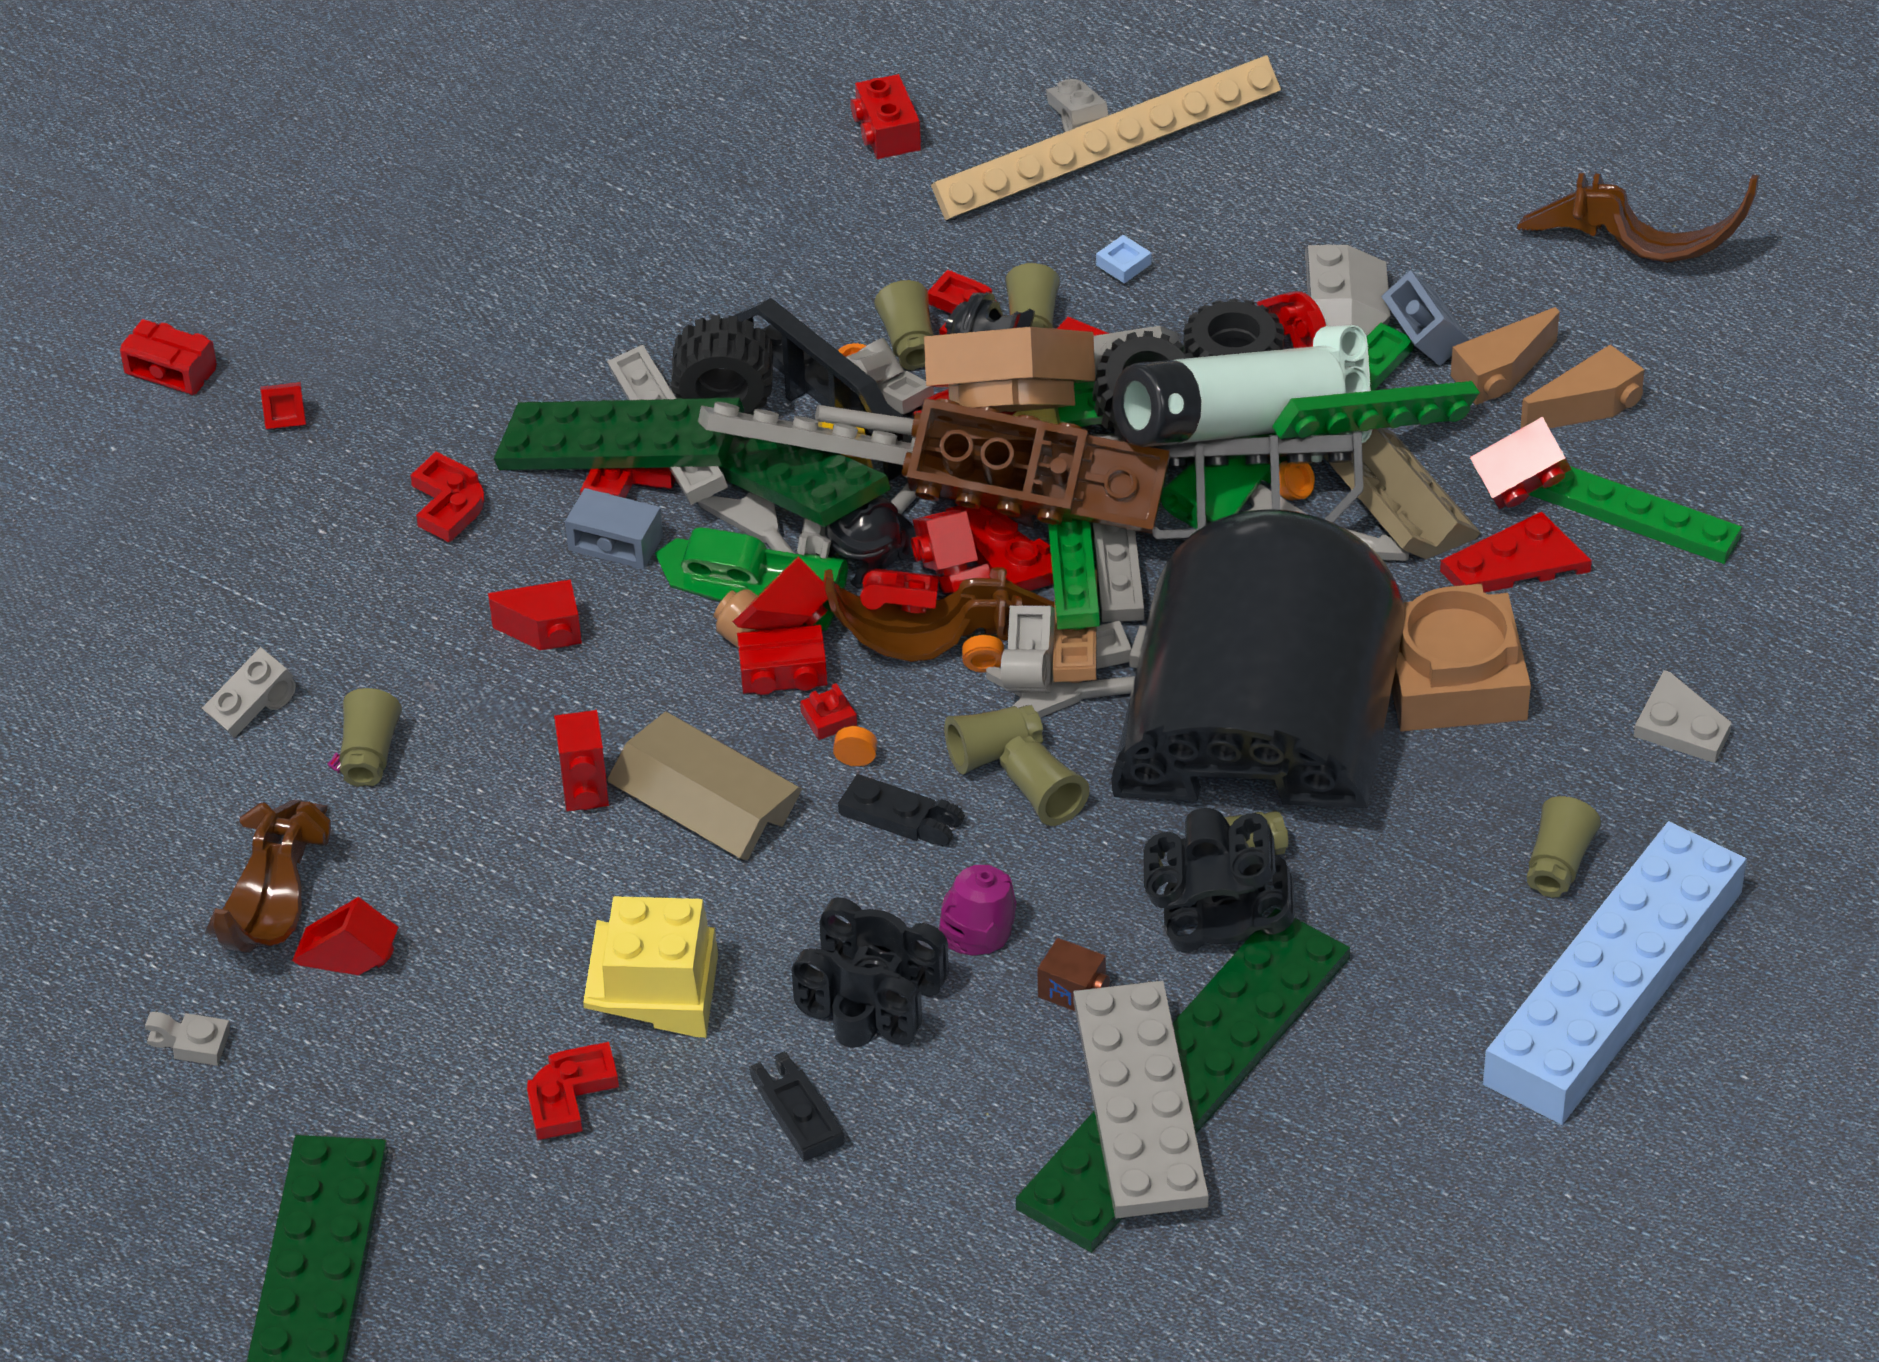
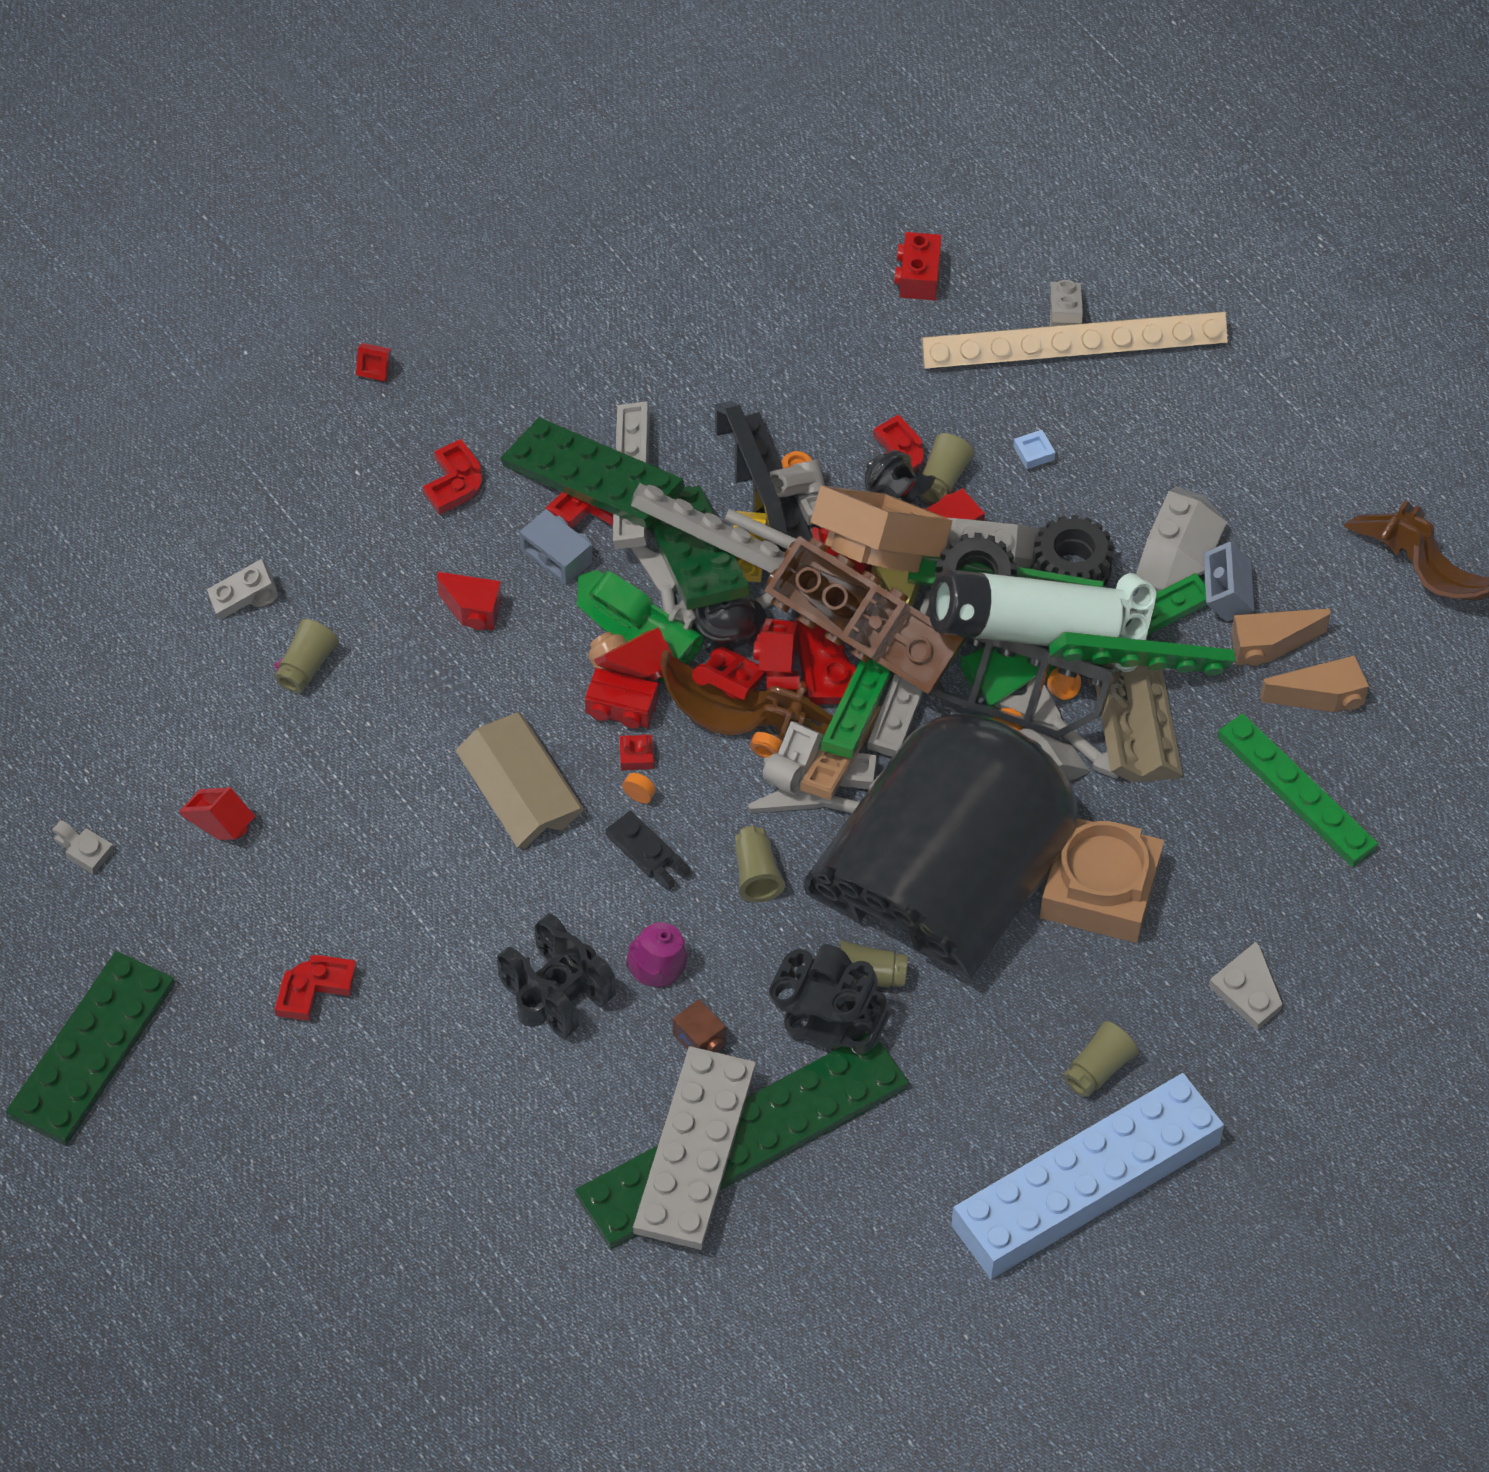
camera: 20 degrees right, 10 degrees up
(168, 356) = (313, 292): red brick -> none
(269, 892) = (183, 754): reddish brown piece -> none
(581, 760) = (438, 732): red brick -> none
(654, 964) = (412, 915): light yellow piece -> none
(726, 345) = (688, 444): black tyre -> none
(798, 1108) = (461, 1062): black hinge -> none
(907, 320) = (846, 450): olive plant -> none
(983, 736) = (729, 814): olive plant -> none
(1298, 314) = (1130, 549): red plate -> none
(1514, 554) = (1199, 804): red wing -> none
(1521, 464) = (1233, 734): brick -> none

